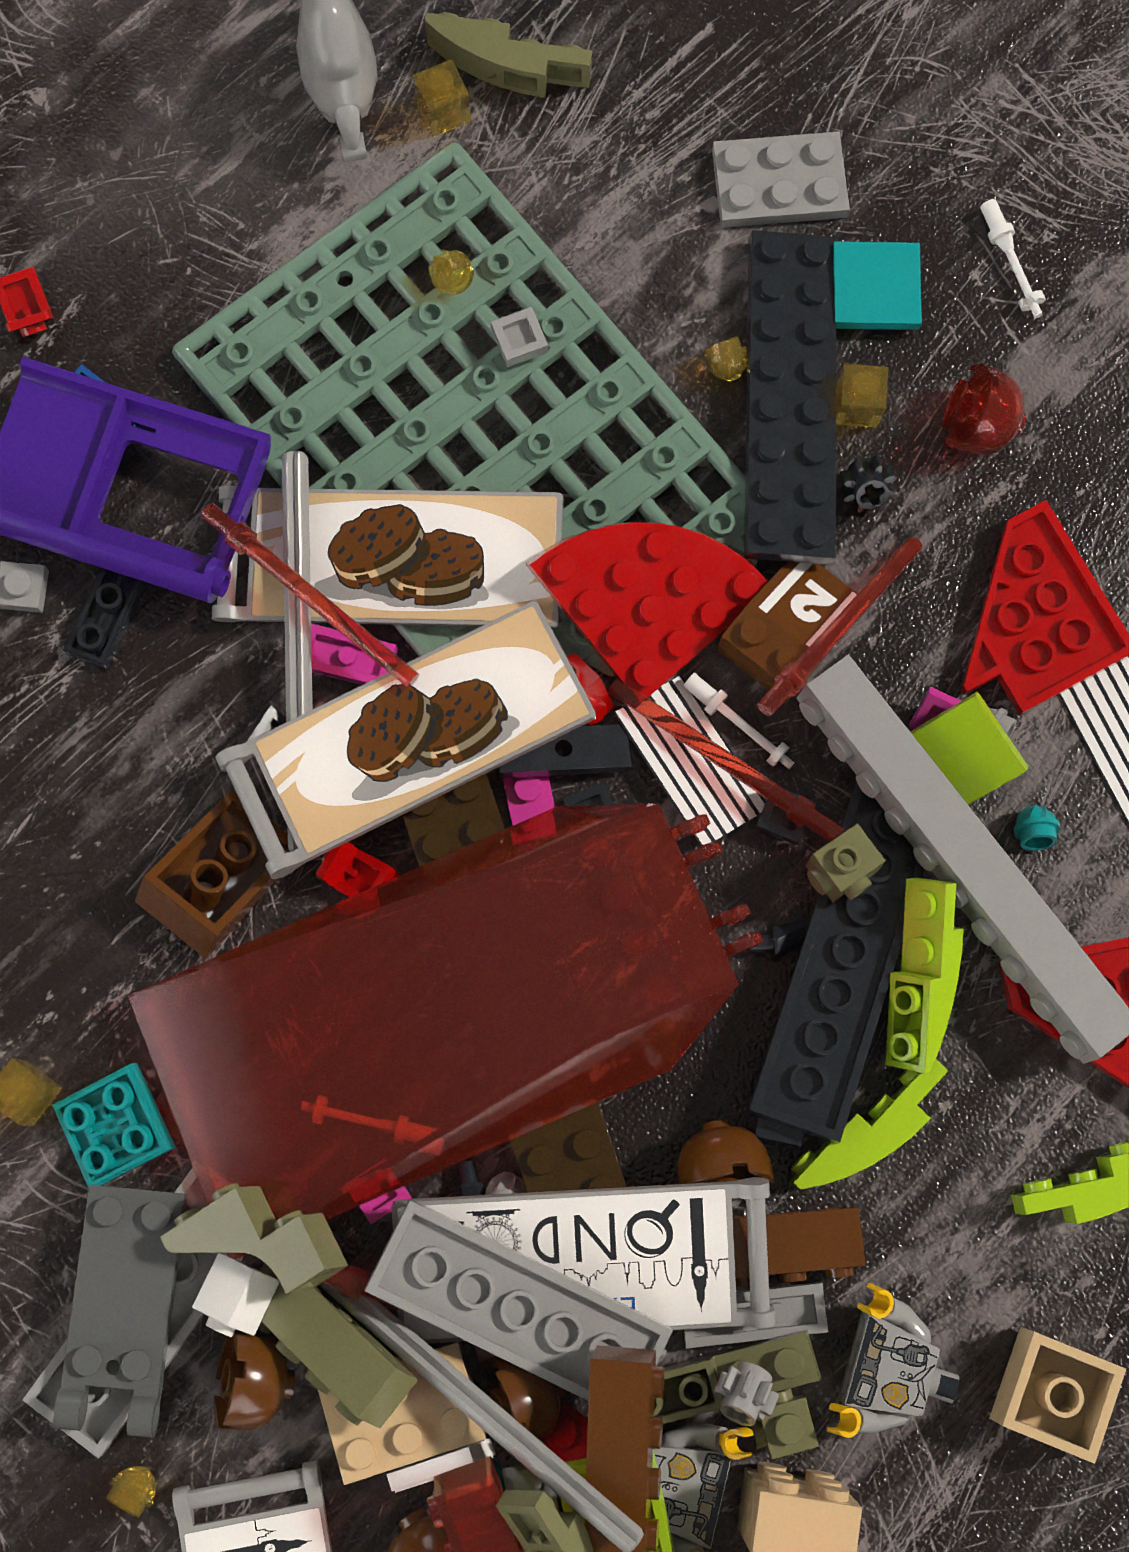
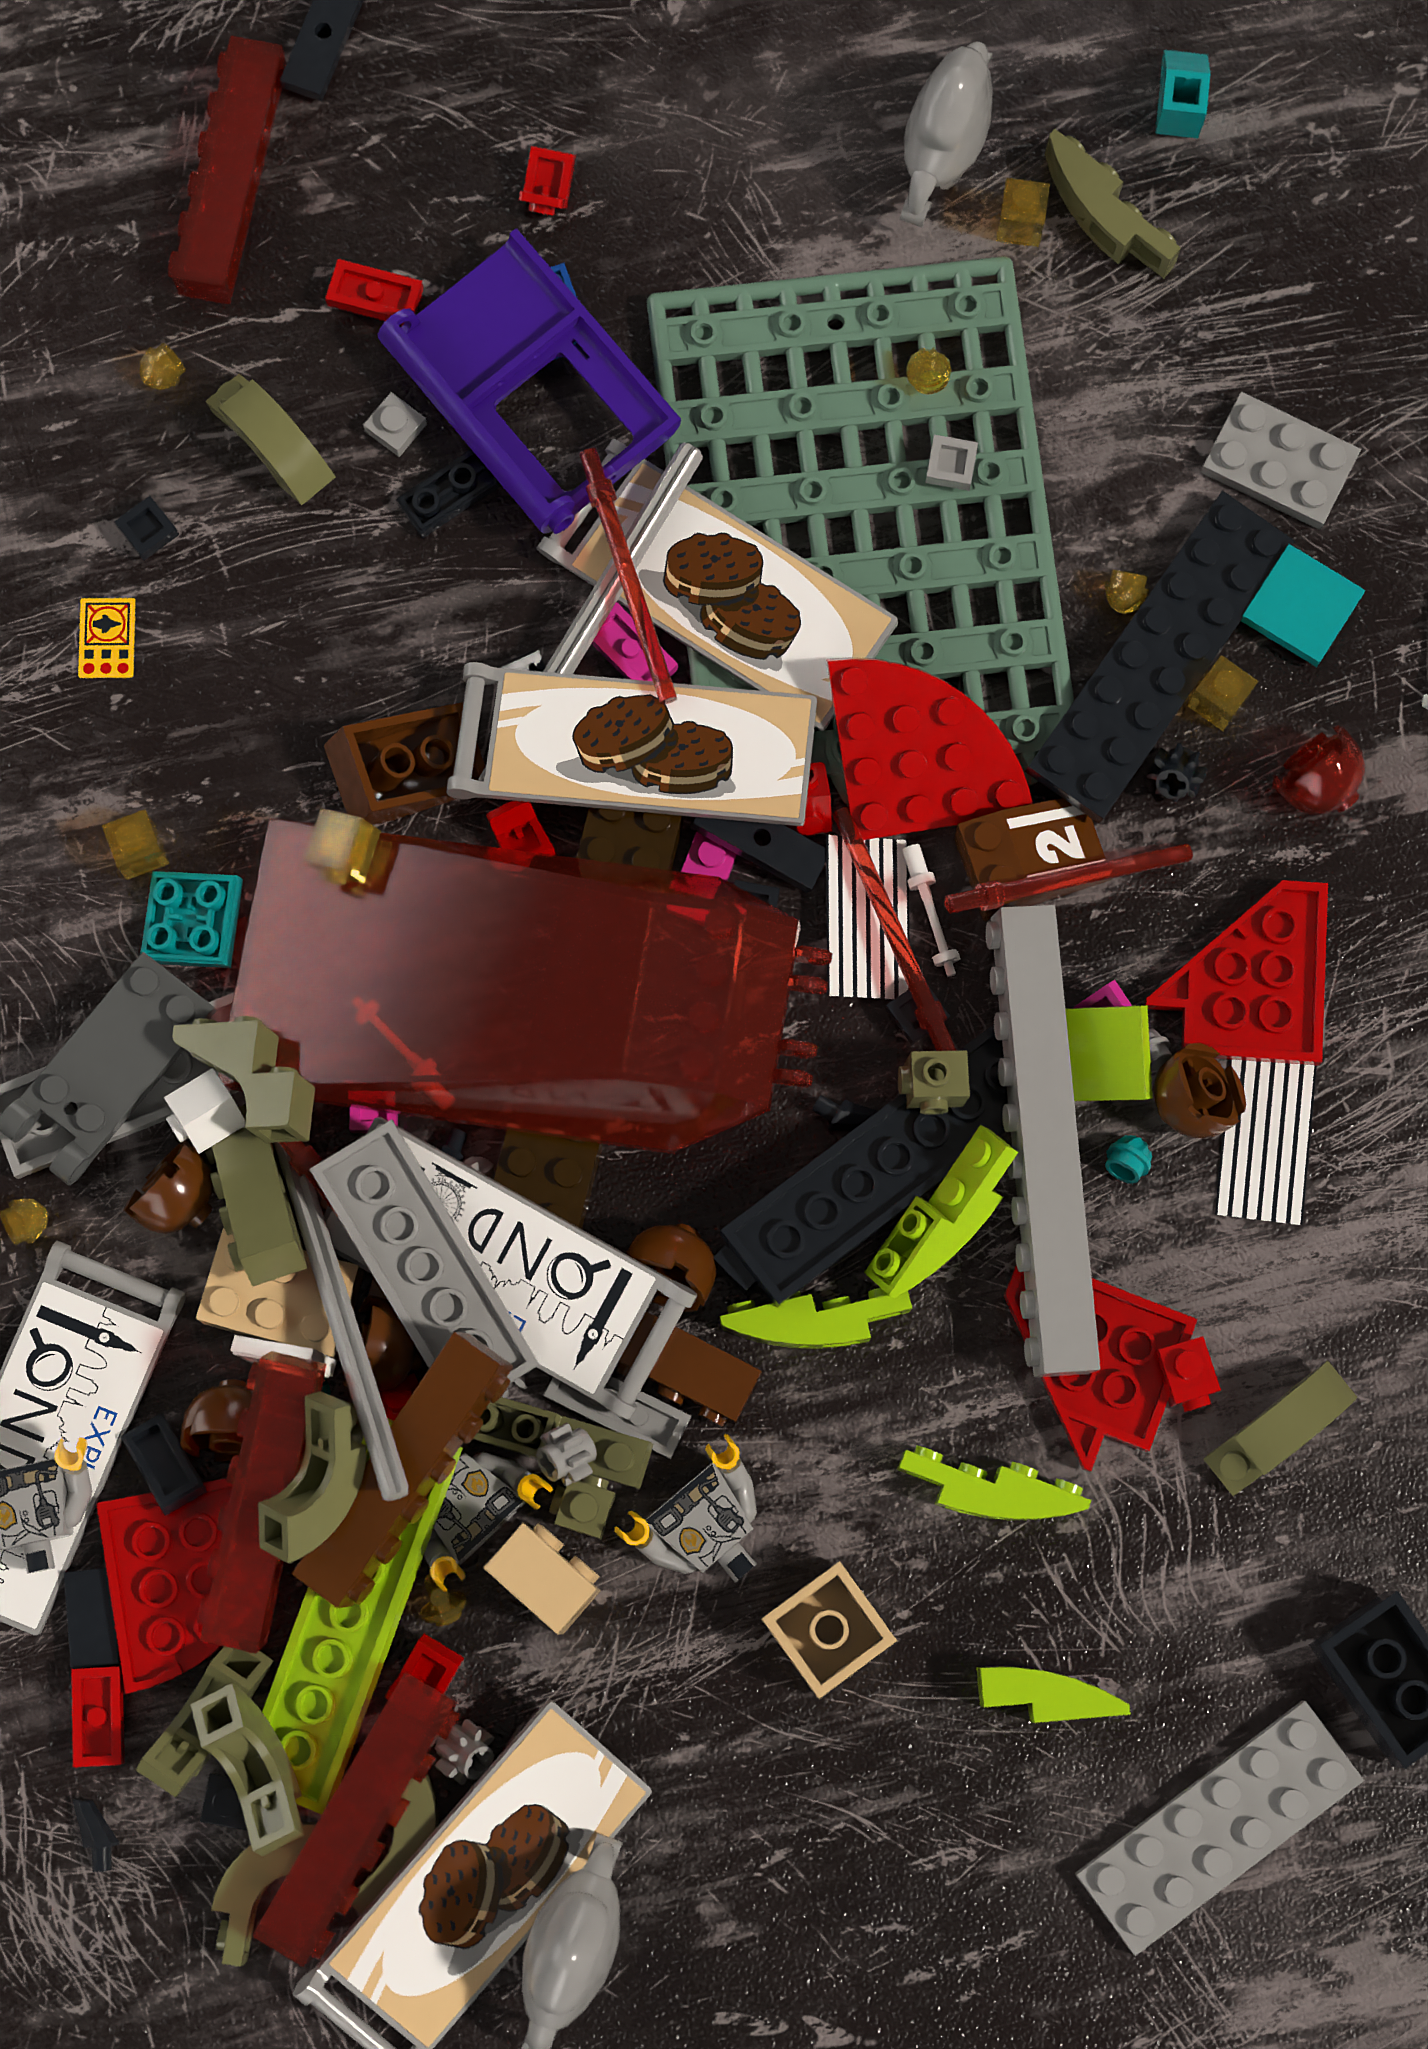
camera: 35 degrees right, 0 degrees up
(211, 985) = (341, 847): none -> clear yellow brick
(1060, 739) = (1198, 1093): none -> reddish brown cylinder

